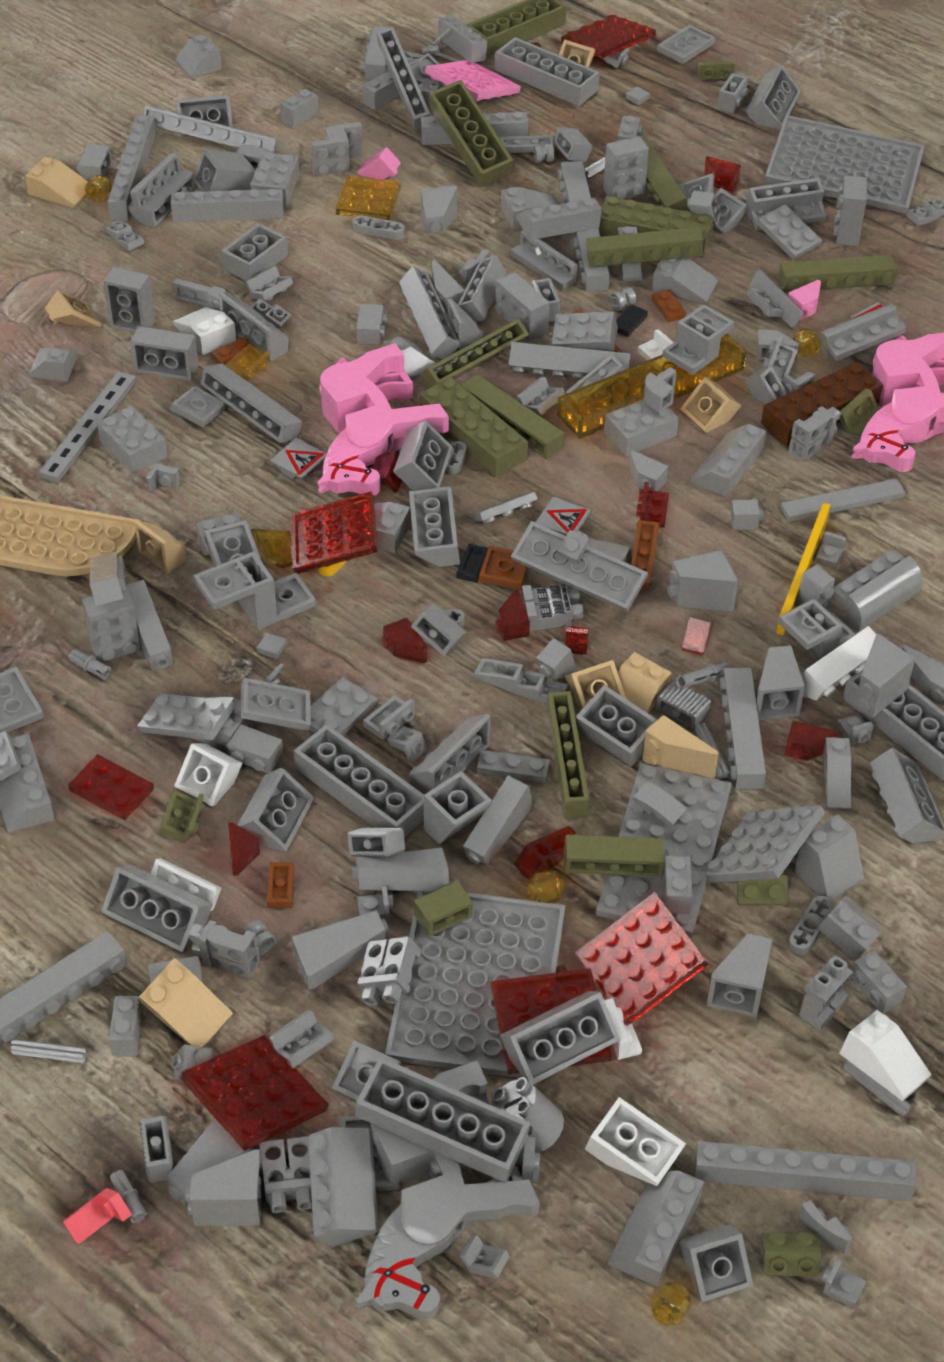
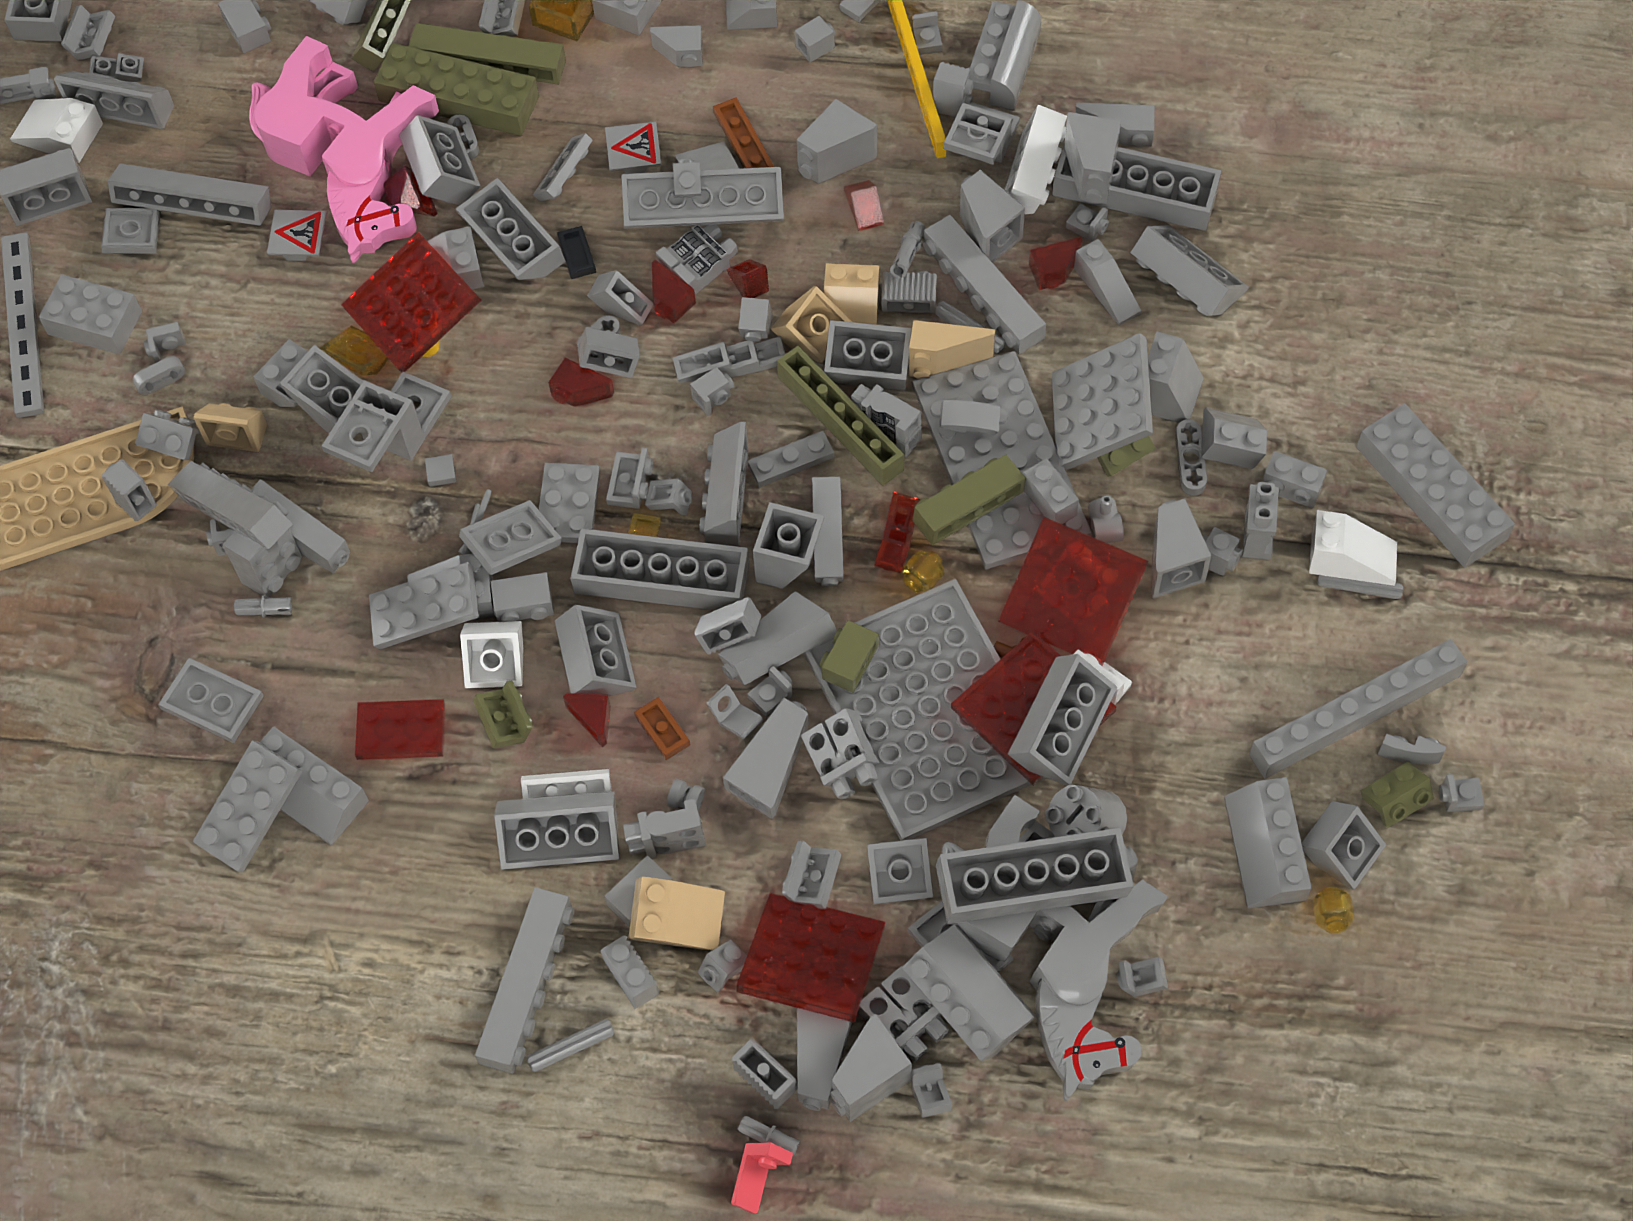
camera: 30 degrees left, 15 degrees up
(61, 545) = (129, 490): none -> light grey brick
(115, 528) = (167, 435): none -> light grey bracket
(143, 495) = (158, 375): none -> light grey beam
(226, 353) = (113, 140): dark orange plate -> none
(248, 362) = (144, 144): clear yellow bracket -> none
(264, 1237) = (930, 1090): none -> light grey bracket
(335, 908) = (735, 716): none -> light grey bracket
(376, 751) = (645, 525): none -> clear yellow plate
(415, 359) = (337, 38): light grey slope -> none
(477, 603) = (620, 297): none -> light grey slope
(492, 692) = (711, 390): none -> light grey brick
(501, 569) = (613, 243): dark orange plate -> none
(601, 774) = (891, 415): none -> light grey hips
(634, 1143) = (1195, 779): white slope -> none
(653, 505) = (713, 81): clear red bracket -> none
(709, 929) = (1105, 520): none -> light grey piece
(780, 999) = (1223, 551): none -> light grey brick

